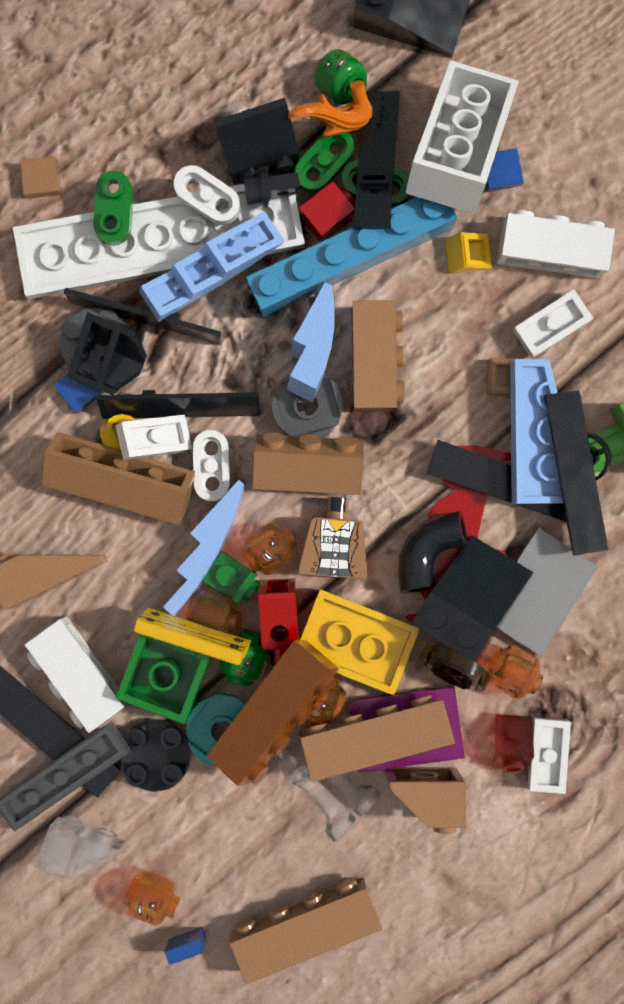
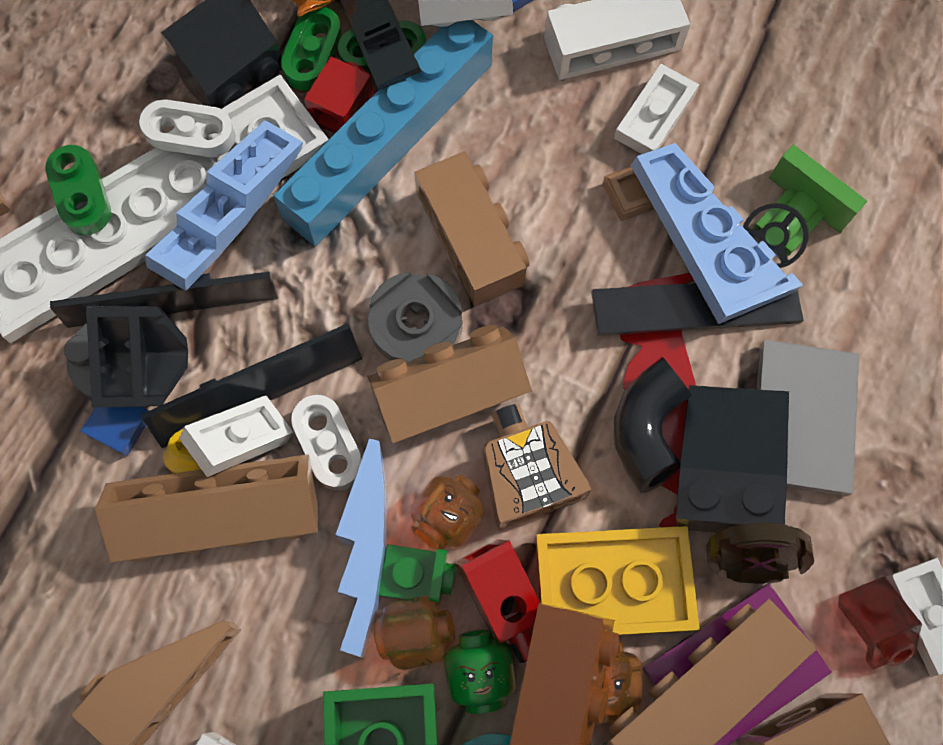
camera: 25 degrees left, 15 degrees down
(192, 636) = (396, 668): yellow tile -> none
(263, 187) = (260, 89): black piece -> none
(313, 346) = (391, 243): light blue slope -> none
(468, 252) = (521, 79): yellow slope -> none
(514, 671) = (837, 525): clear orange head -> none
(576, 472) = (777, 254): black piece -> none

